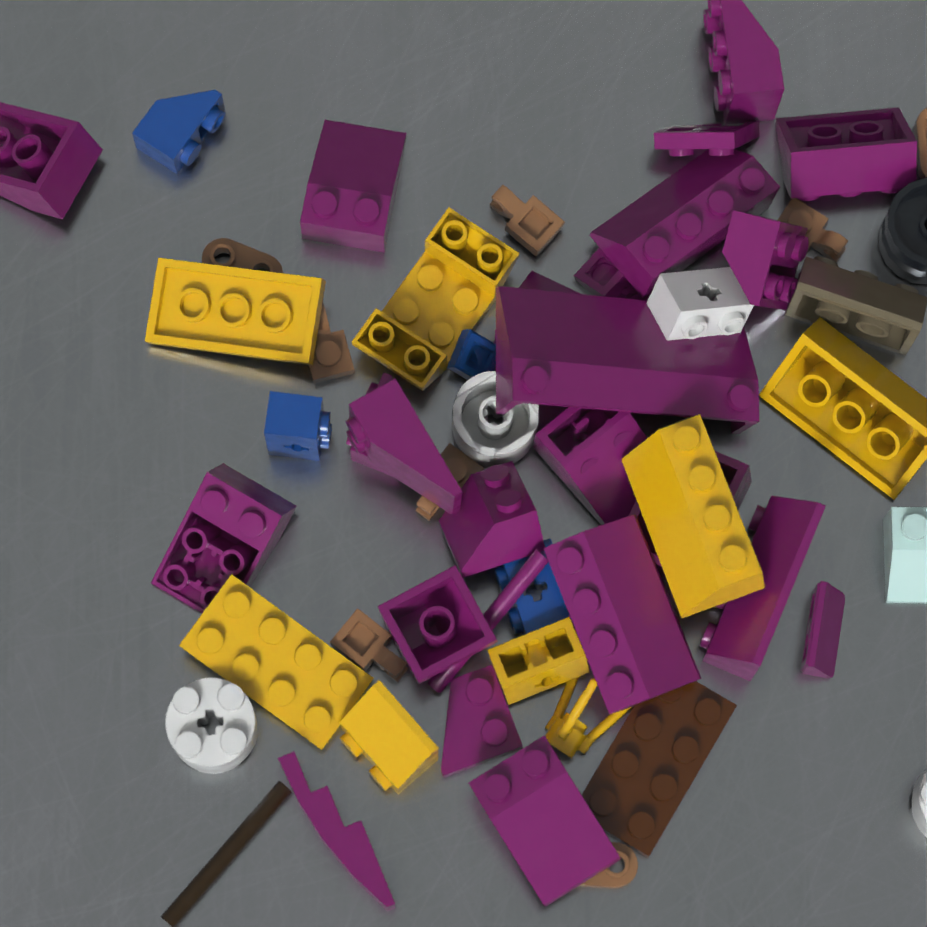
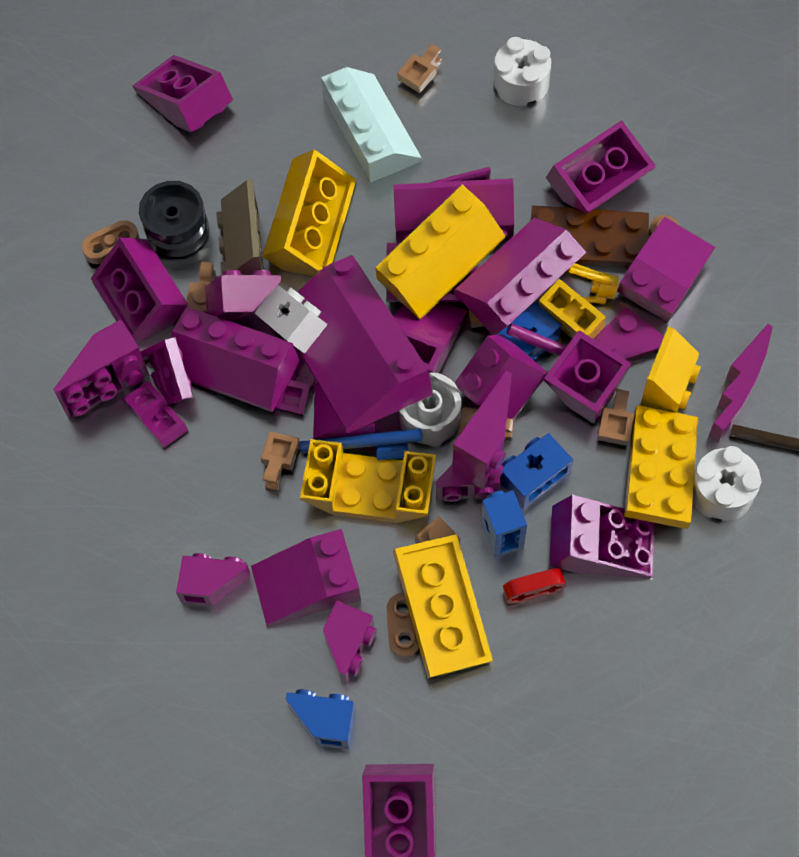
camera: 110 degrees left, 10 degrees down
(208, 433) = (534, 586): none -> red beam
(258, 191) = (346, 636): none -> magenta slope
(351, 534) = (530, 484): none -> blue brick
(409, 72) = (208, 579): none -> magenta slope
(487, 329) = (369, 440): none -> blue bar
(669, 104) = (156, 414): none -> magenta slope
(739, 818) = (600, 169): none -> magenta slope

